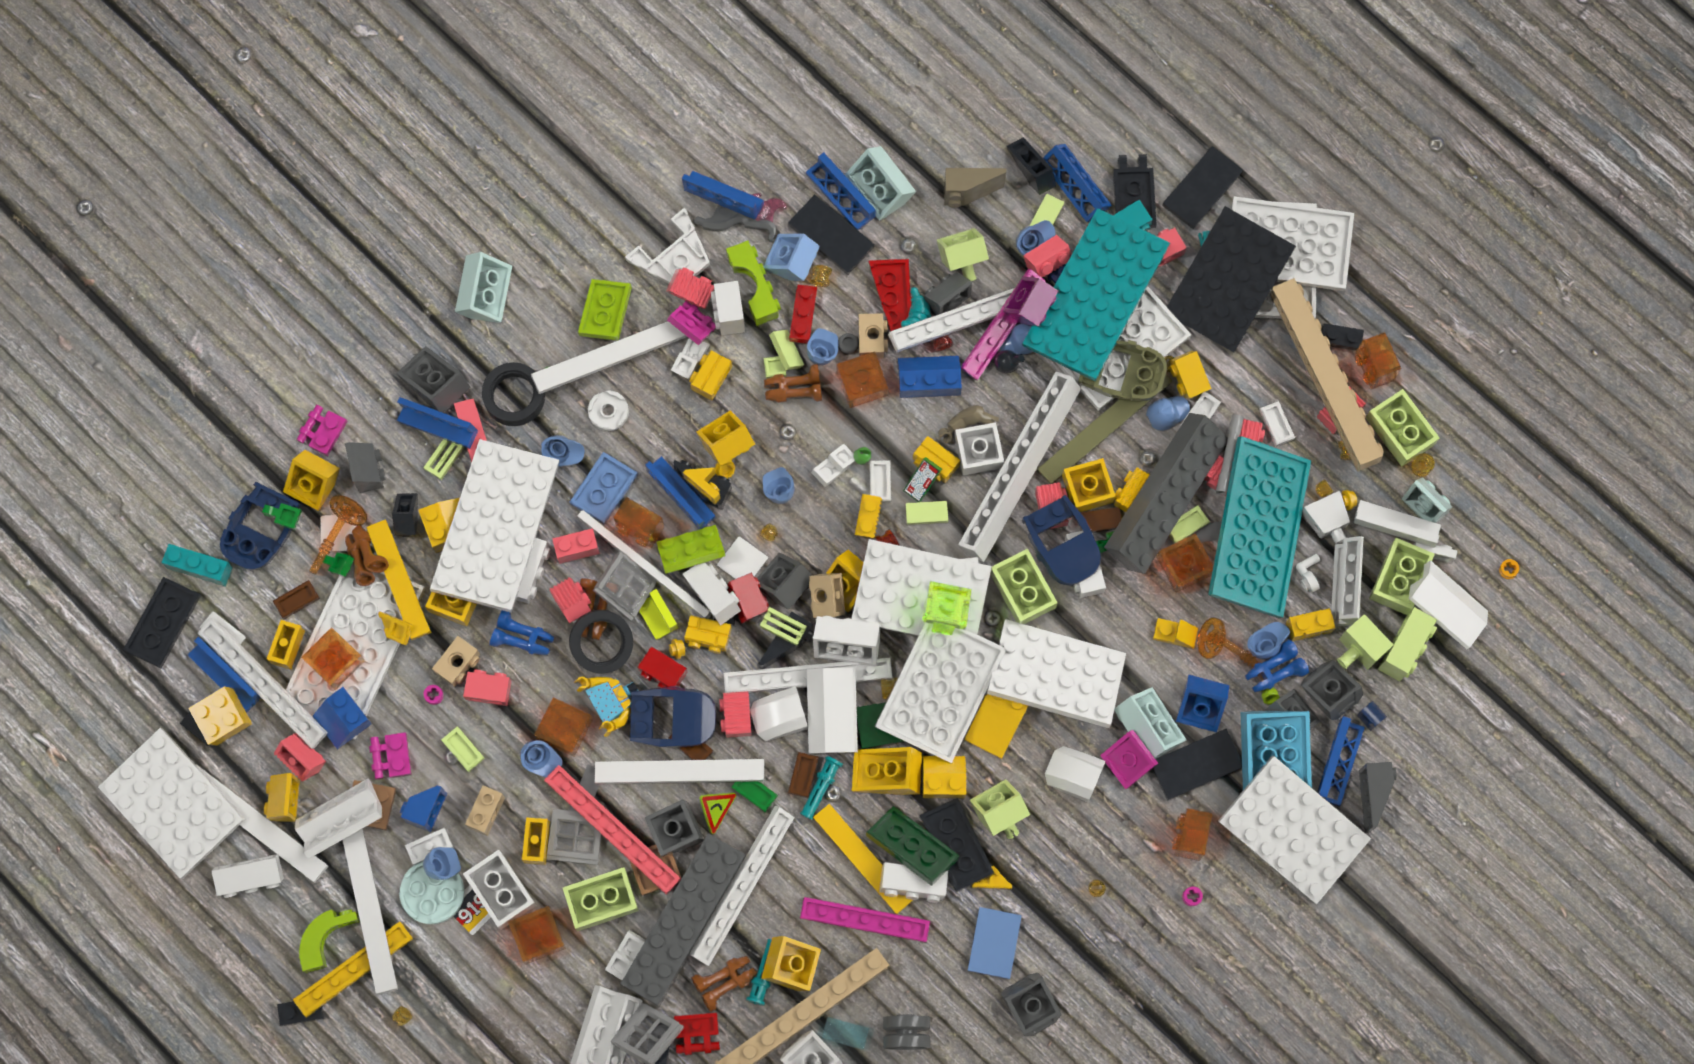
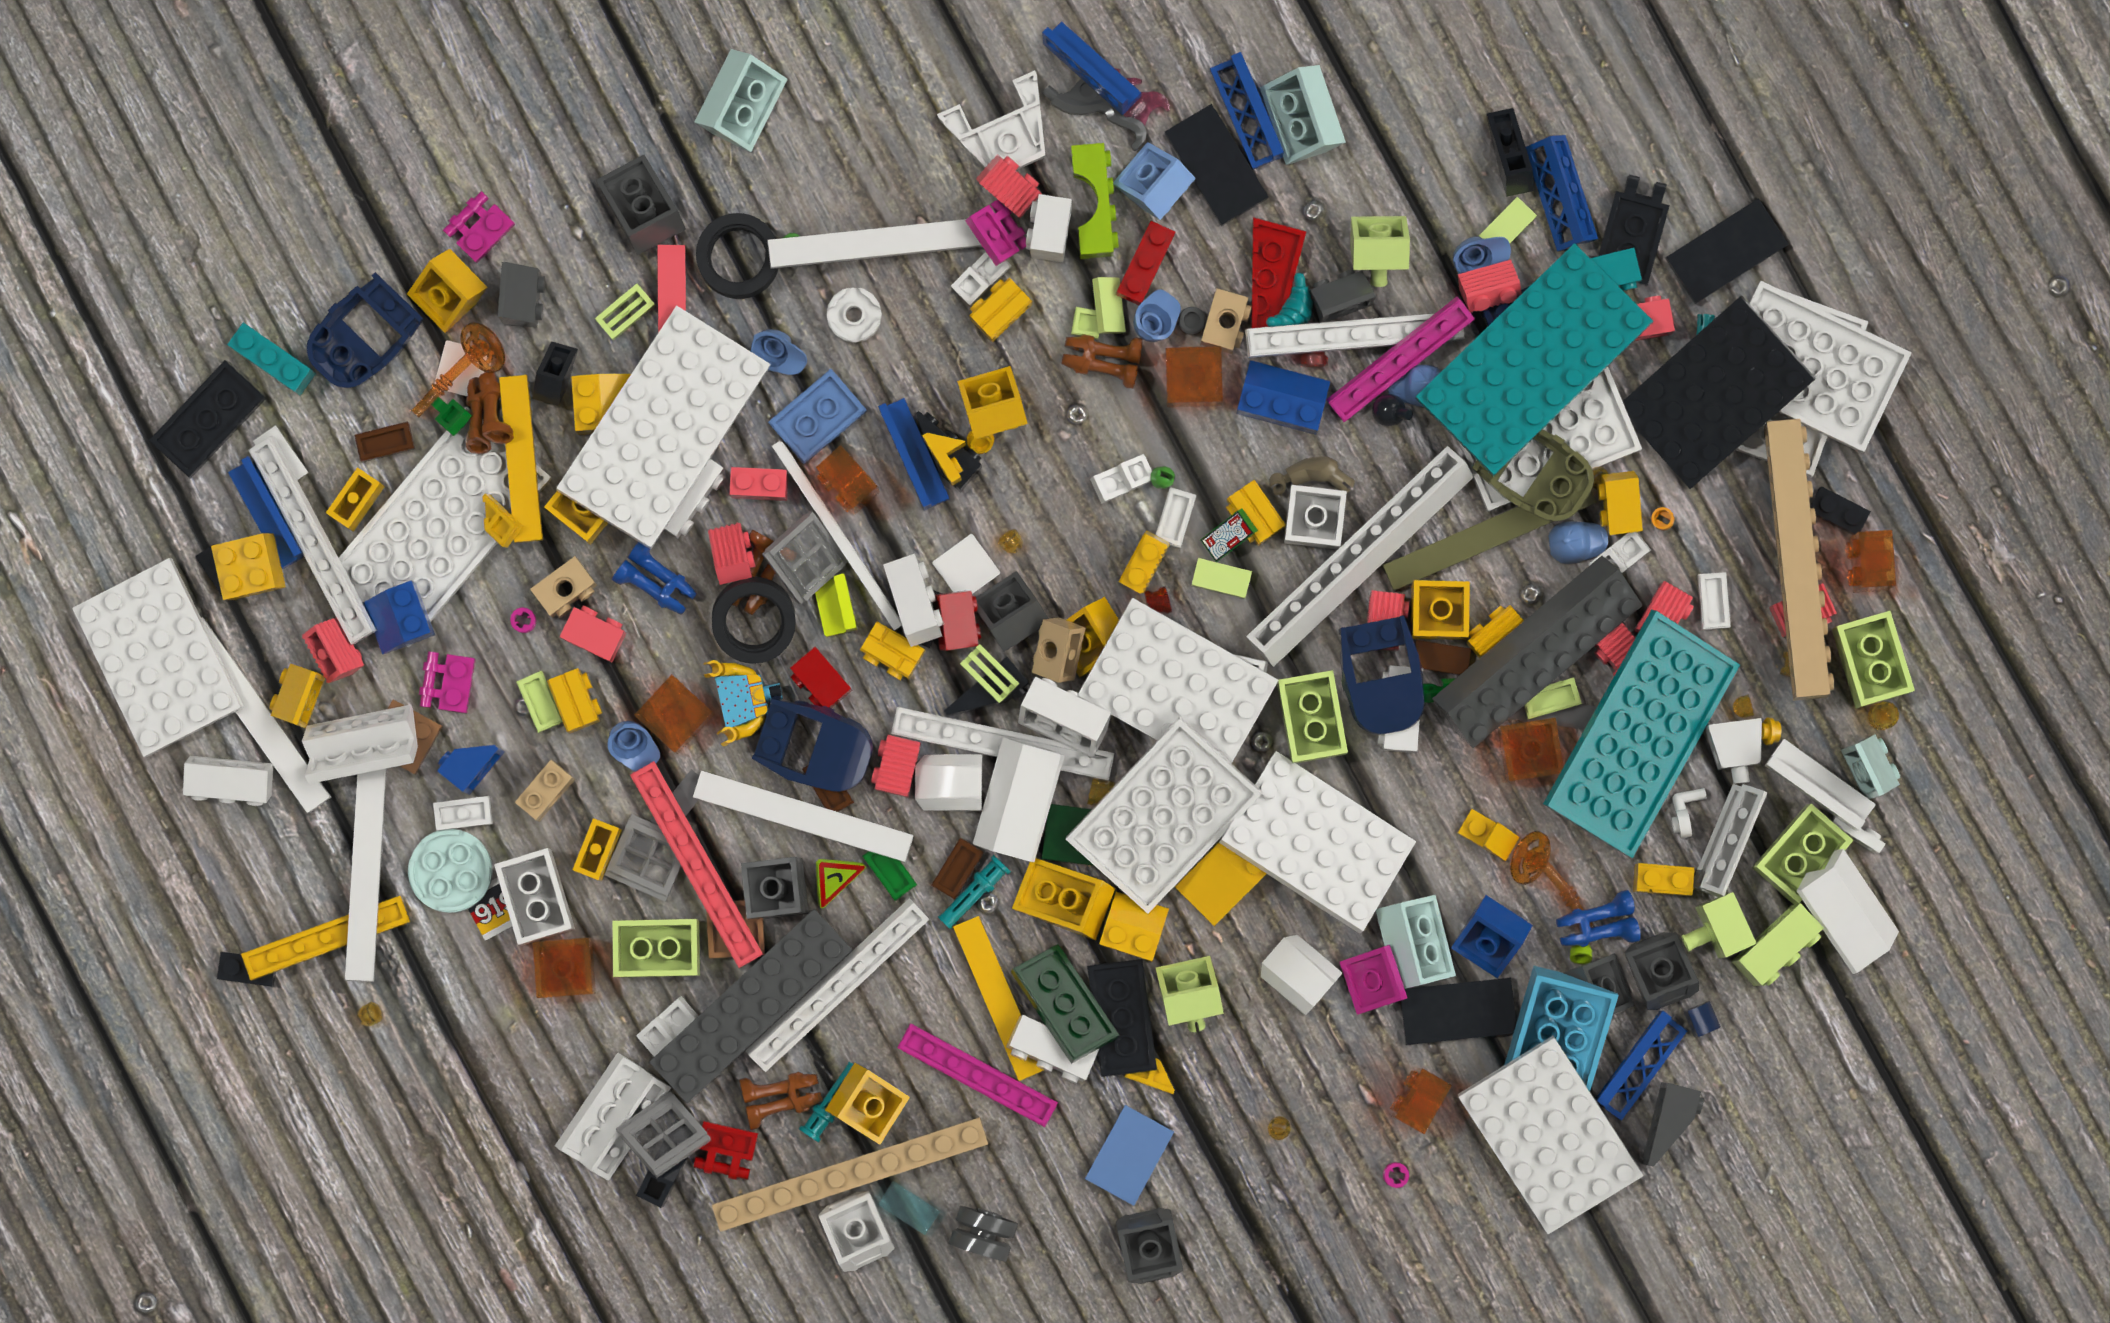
camera: 20 degrees right, 10 degrees up
(284, 516) = (400, 332): green plate -> none
(313, 940) = (284, 890): lime arch -> none
(333, 658) = (409, 539): clear orange brick -> none
(436, 423) = (627, 267): blue fence -> none
(441, 863) = (472, 842): medium blue piece -> none
(487, 739) = (574, 700): none -> yellow brick
(604, 309) = (889, 178): lime plate -> none
(677, 648) = (847, 657): yellow plate -> none
(690, 549) = (903, 534): lime plate -> none
(778, 485) = (1041, 484): medium blue piece -> none
(821, 275) = (1184, 218): clear yellow wheel -> none
(946, 607) = (1201, 720): clear neon green panel -> none
(970, 184) = (1416, 156): dark tan slope -> none
(1030, 301) = (1443, 345): brick -> none
(1222, 373) = (1666, 513): none -> light orange hinge
(1234, 432) = (1650, 601): light grey piece -> none
(1268, 640) = (1601, 882): medium blue piece -> none
(1505, 574) = (1939, 891): light orange bush -> none

